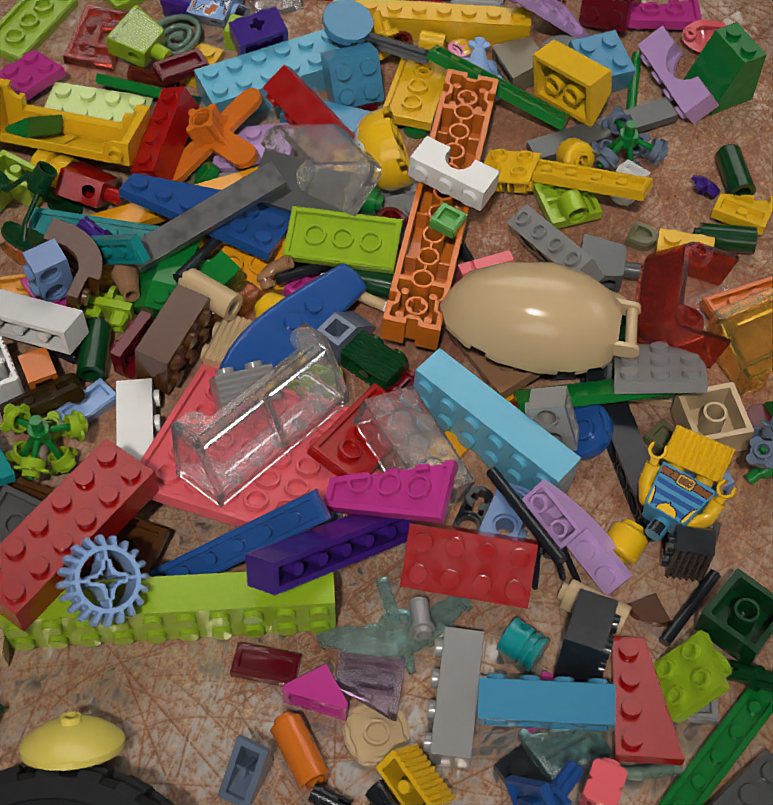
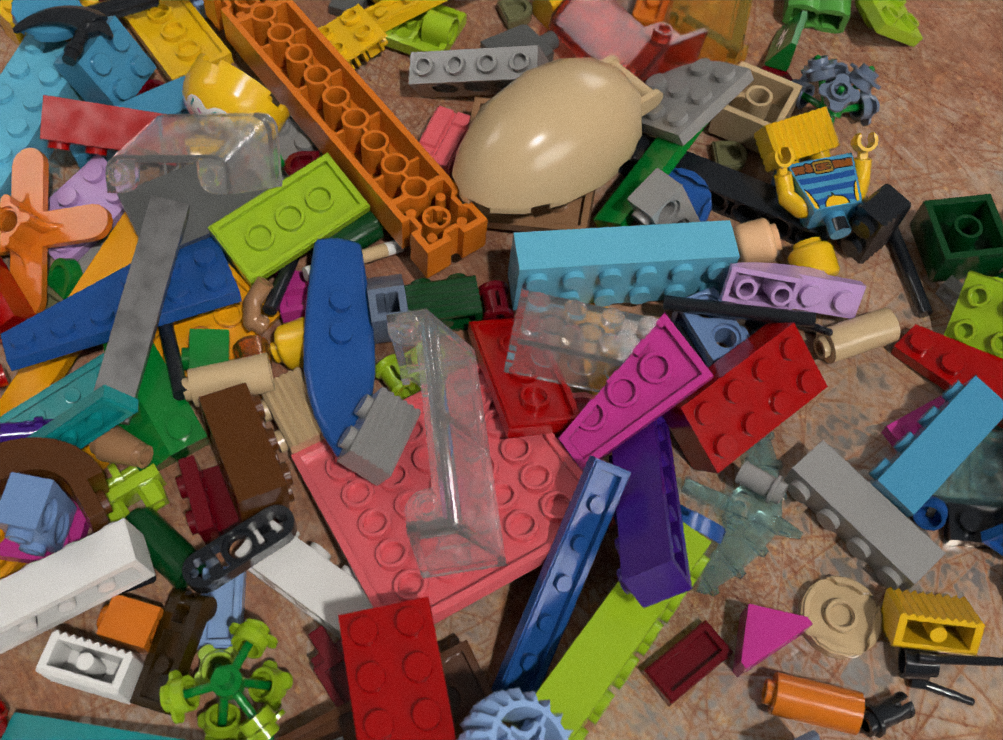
camera: 50 degrees left, 5 degrees up
(110, 370) = (245, 530): none -> black beam
(352, 593) = (703, 525): none -> blue tile
(357, 38) = (83, 19): none -> black piece
(372, 681) = (791, 576): wing -> none
(448, 220) = (374, 117): bright green tile -> none
(469, 185) = (309, 80): white arch -> none
(503, 740) = (939, 517): none -> blue hinge
(523, 644) = (852, 419): teal piece -> none
(588, 637) = (900, 364): black brick -> none
(603, 497) = (757, 241): none -> light nougat head
(650, 611) = (890, 297): reddish brown tile -> none

